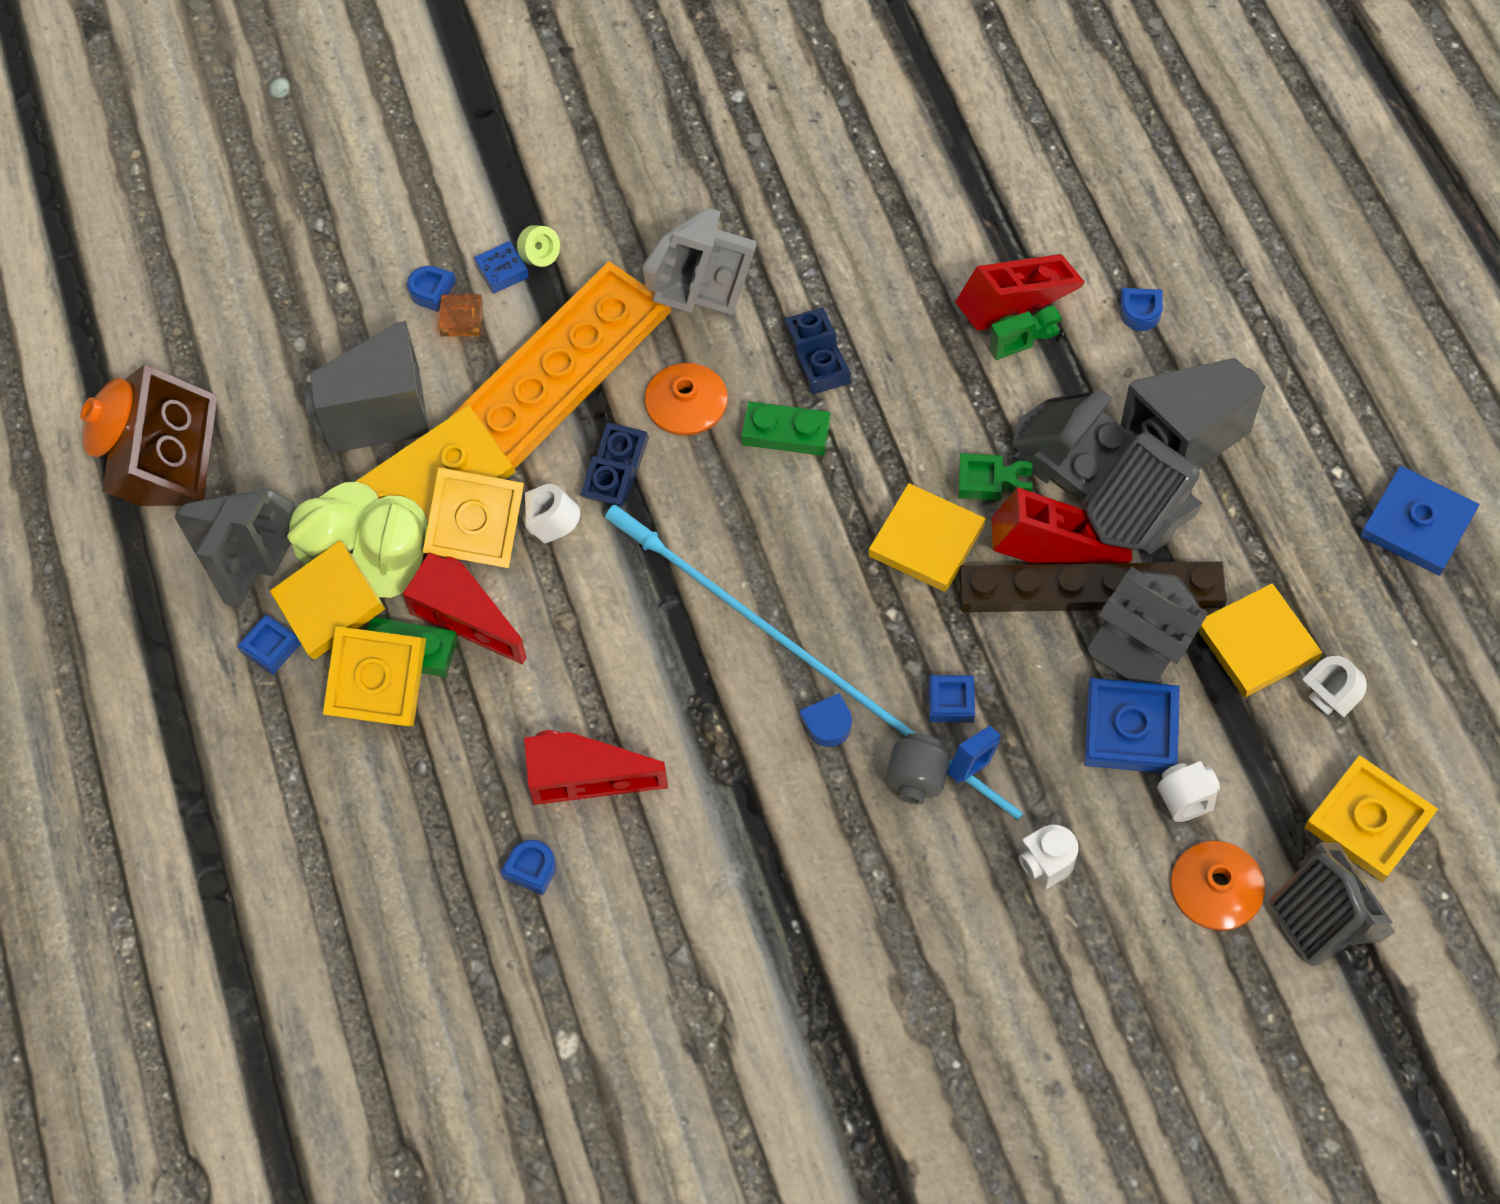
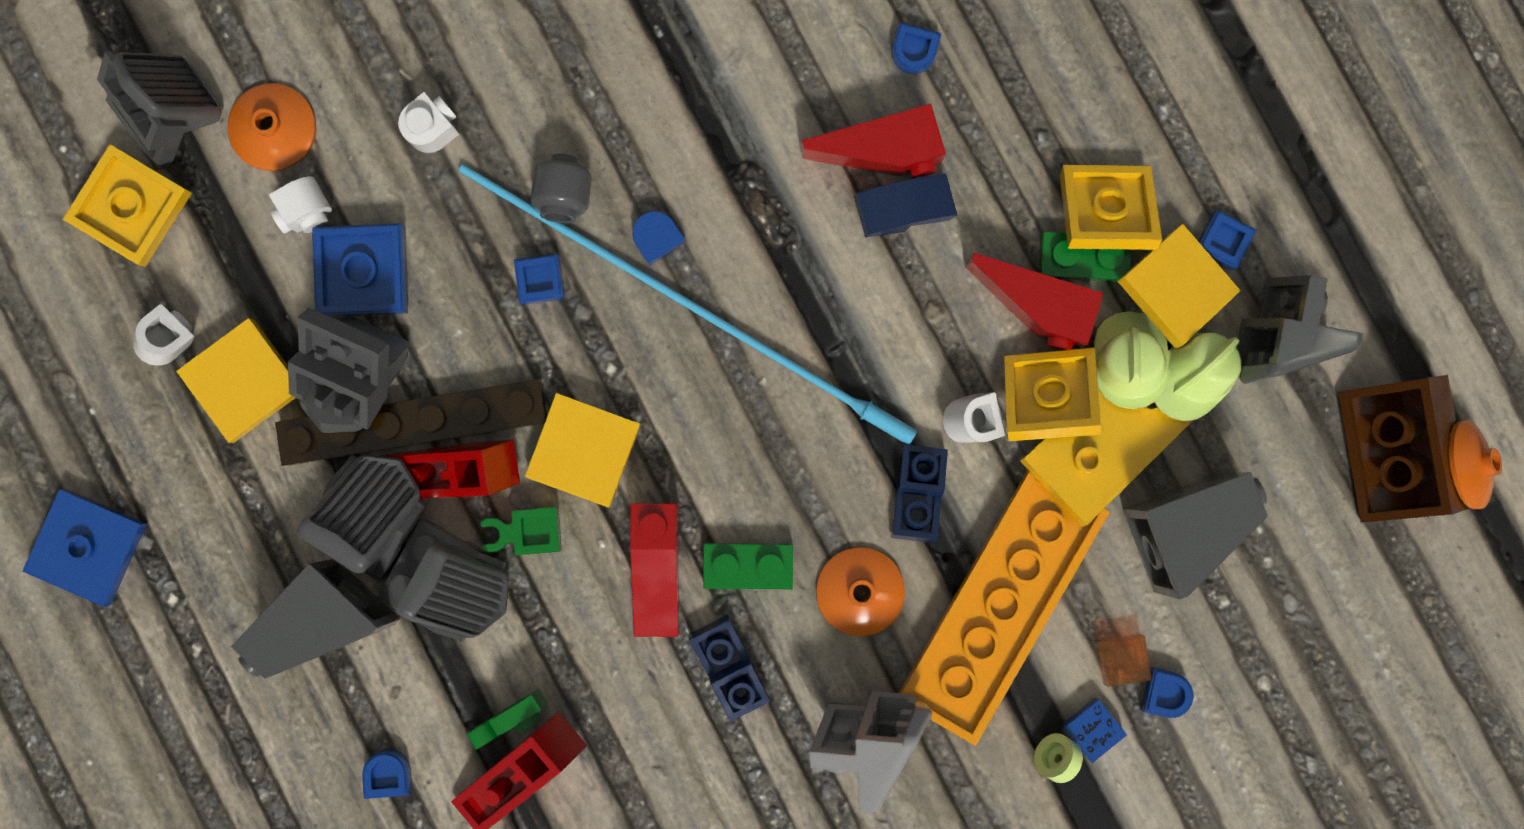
camera: 165 degrees right, 25 degrees up
(575, 708) = (905, 204): none -> dark blue slope
(871, 439) = (655, 569): none -> red slope
(974, 754) = (507, 210): blue tile -> none

